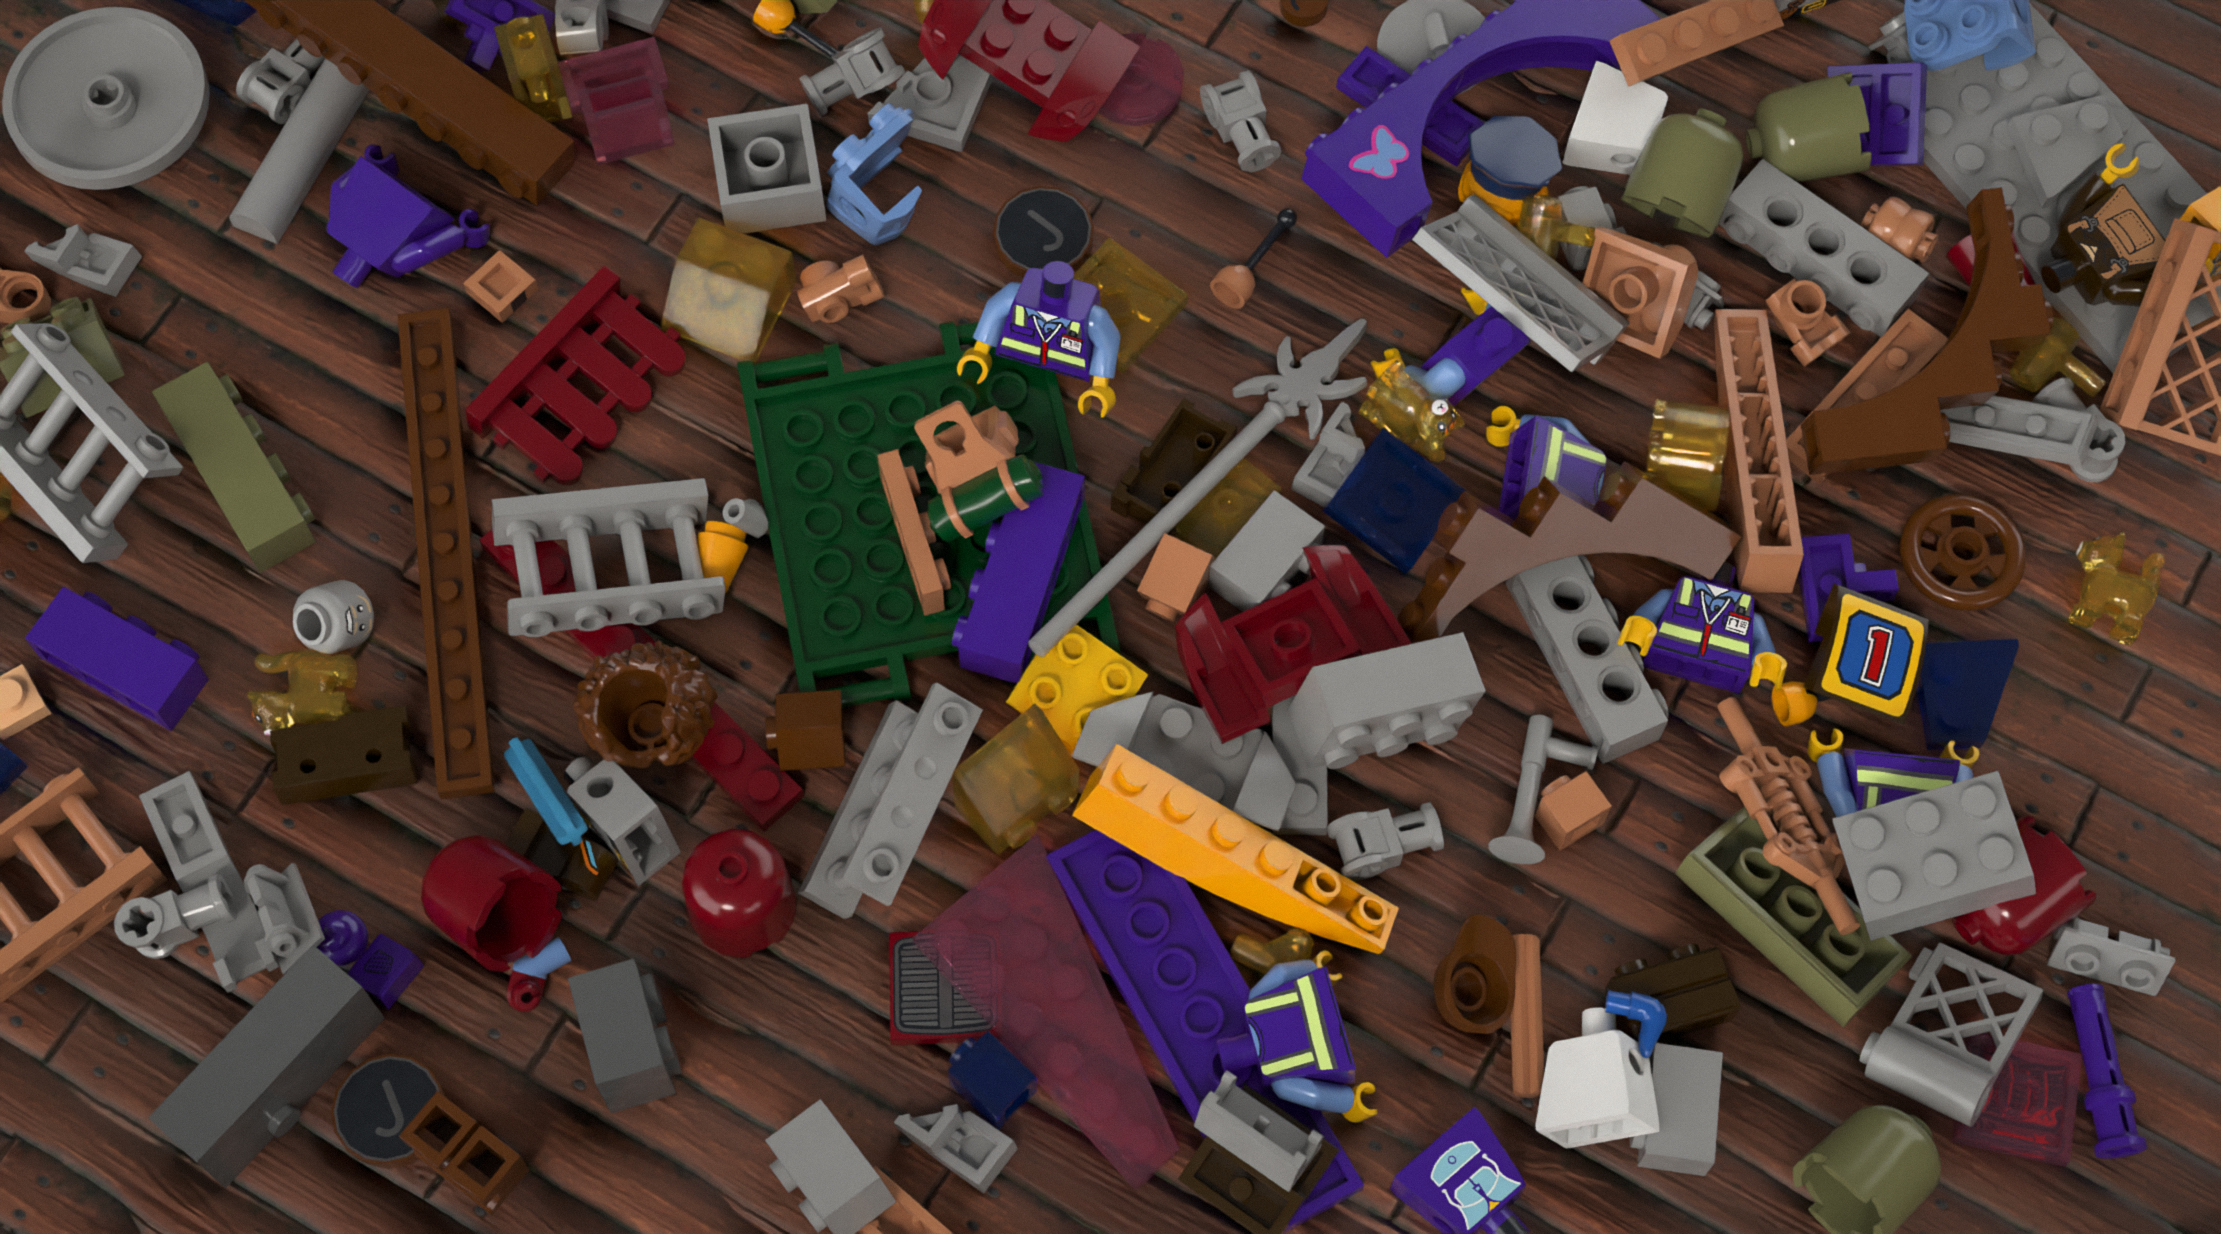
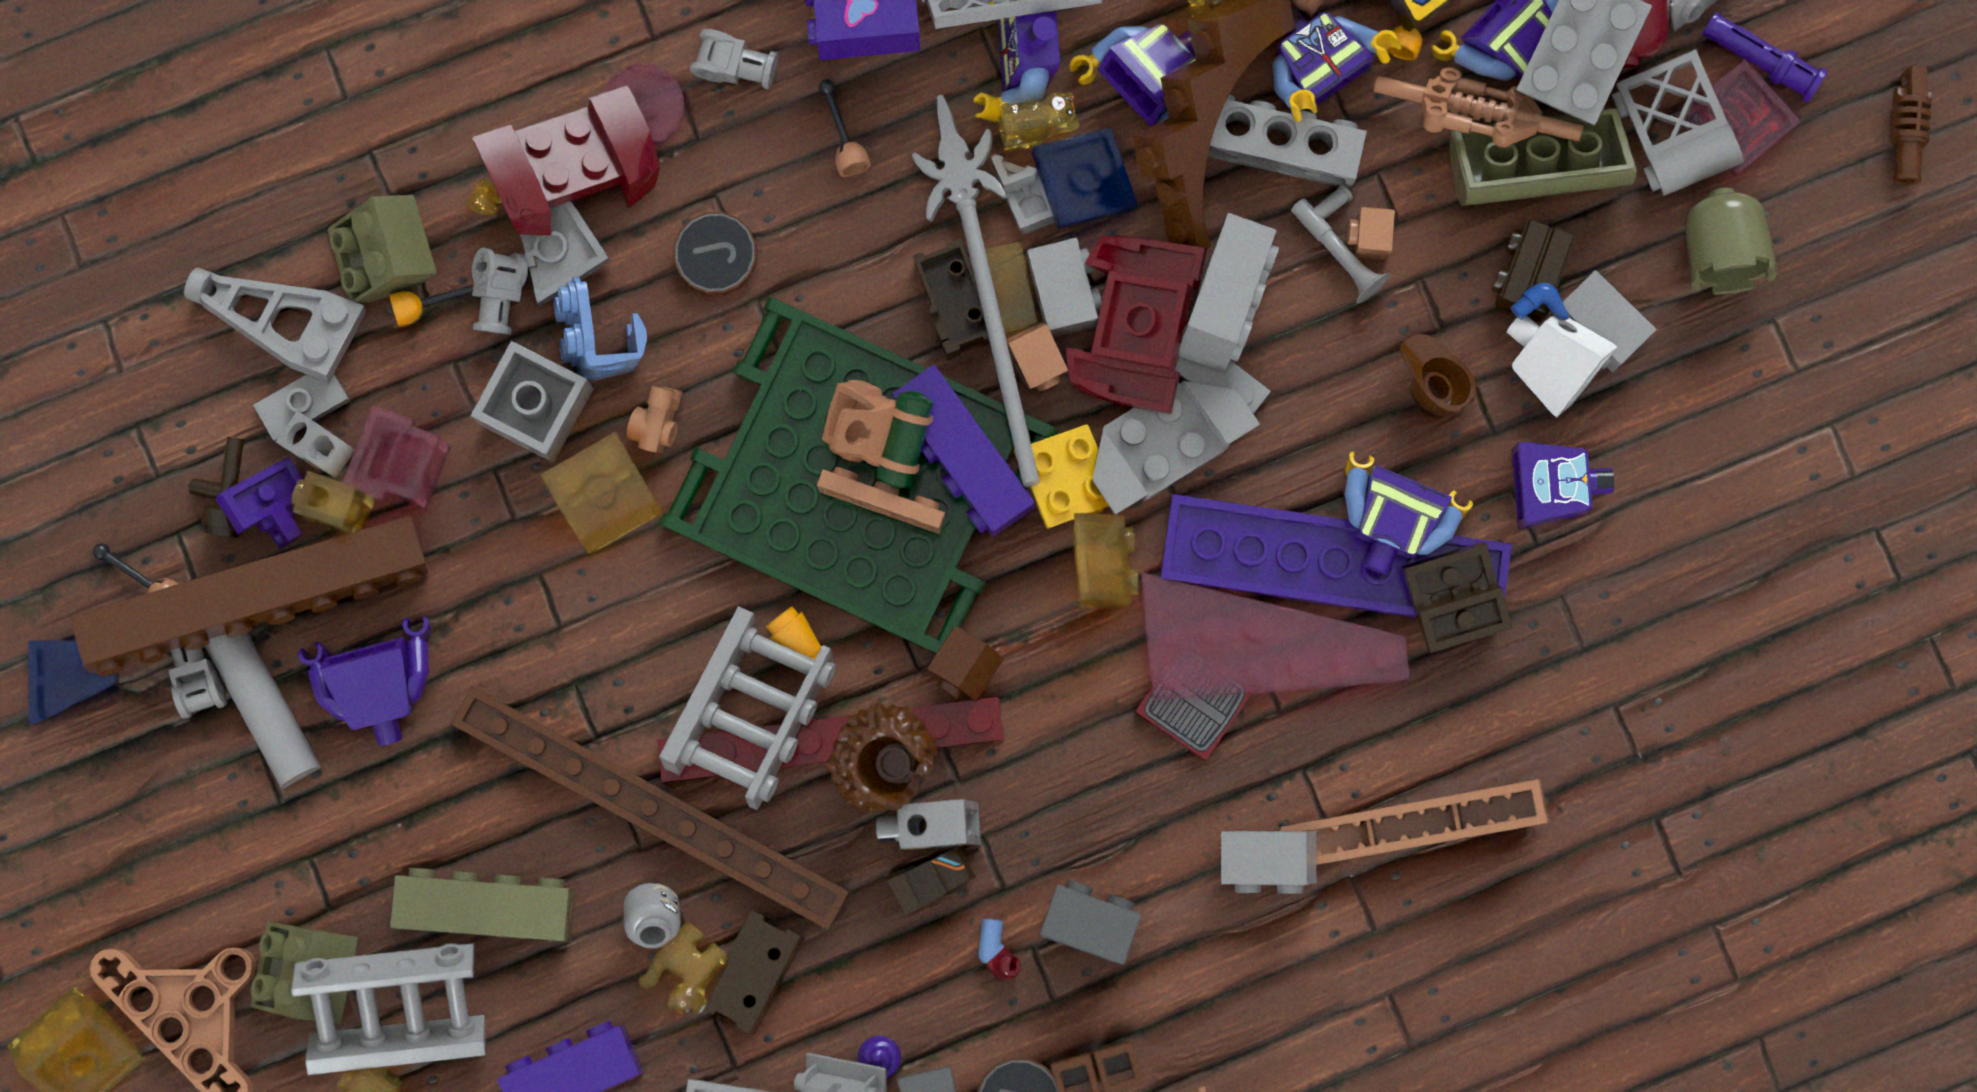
camera: 50 degrees left, 15 degrees up
(89, 259) = (237, 903): light grey slope -> none
(106, 98) = (119, 811): light grey dish -> none
(385, 970) = (920, 1044): dark purple slope -> none
(490, 900) = (934, 947): dark red cylinder -> none
(500, 286) = (478, 639): nougat plate -> none
(545, 791) = (884, 861): dark azure axle -> none
(567, 338) = (586, 659): dark red fence -> none
(738, 893) = (1043, 787): dark red cylinder -> none
(747, 516) = (783, 597): light grey arm -> none
(890, 802) = (1043, 659): light grey fence -> none
(961, 1143) = (1302, 764): light grey slope -> none
(991, 1078) = (1278, 717): clear blue brick -> none
(1051, 326) = (807, 303): torso -> none
(1134, 297) = (807, 246): clear yellow plate -> none
(1228, 853) = (1247, 465): light orange slope -> none
(1256, 1133) = (1446, 584): light grey hinge -> none
(1262, 957) = (1328, 486): clear yellow arm -> none
(1378, 841) = (1303, 368): light grey connector -> none
(1527, 1019) = (1480, 366): nougat axle -> none

